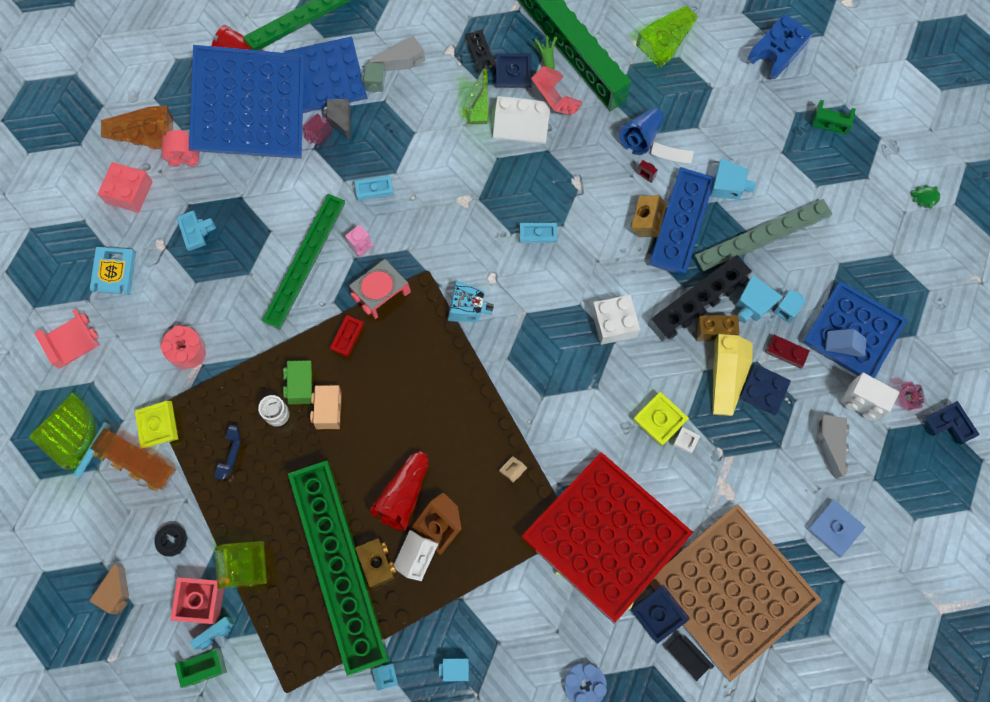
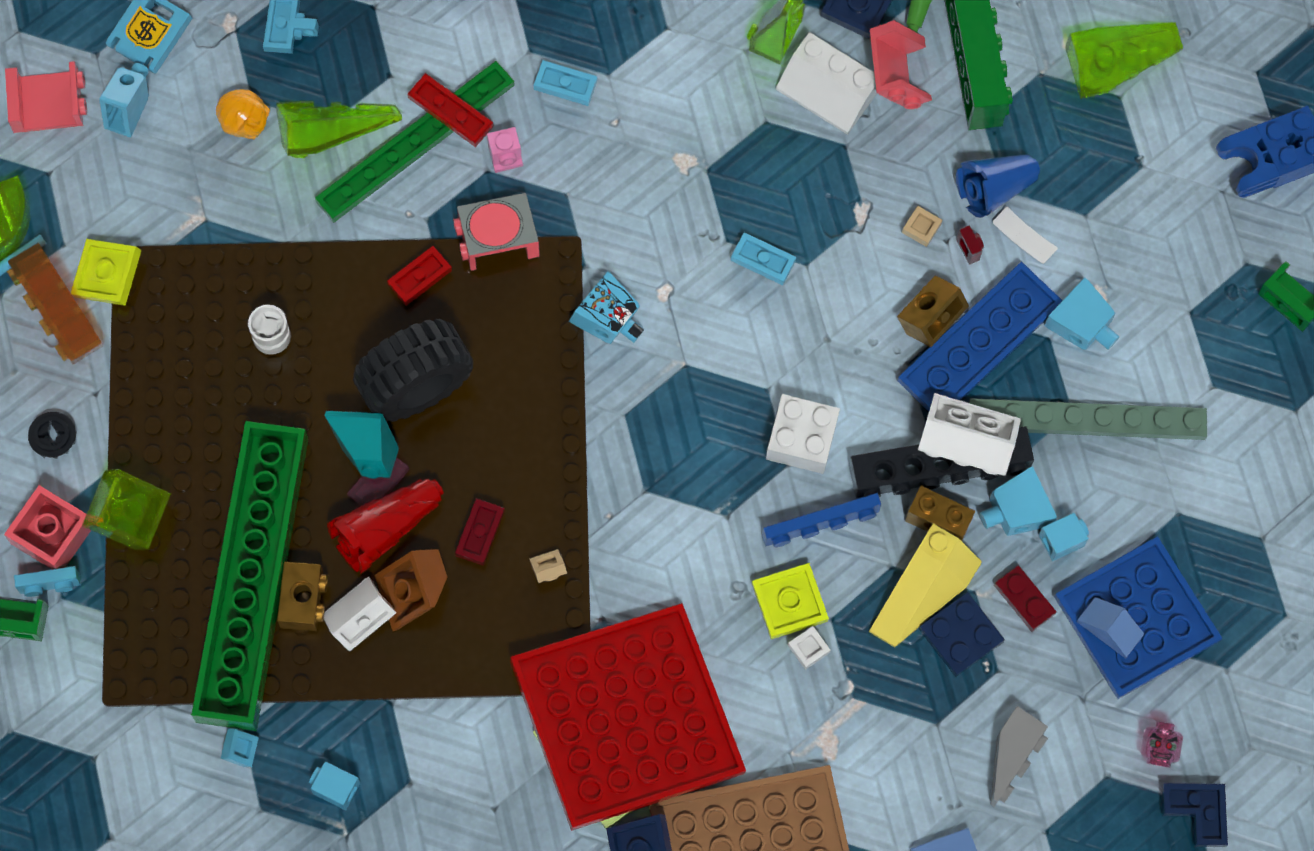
camera: 25 degrees right, 0 degrees up
(117, 317) = (125, 99): none -> medium azure torso
(176, 340) = (191, 169): coral brick -> none
(193, 292) = (242, 113): none -> light orange hair
(225, 470) = (165, 377): dark blue bar -> none
(242, 281) = (316, 129): none -> clear neon green wedge
(298, 382) = (321, 308): bright green brick -> none
(316, 233) = (450, 110): none -> red tile
(326, 407) = (337, 364): light nougat brick -> none
(366, 449) = (365, 441): none -> teal slope
(374, 392) = (413, 369): none -> black tyre
(385, 468) = (370, 489): none -> clear pink plate
(461, 469) = (480, 532): none -> dark red plate
(615, 173) = (922, 226): none -> tan plate
(648, 369) = (810, 524): none -> blue plate
(712, 274) = (969, 435): none -> white slope
(869, 397) = (1096, 715): white brick -> none

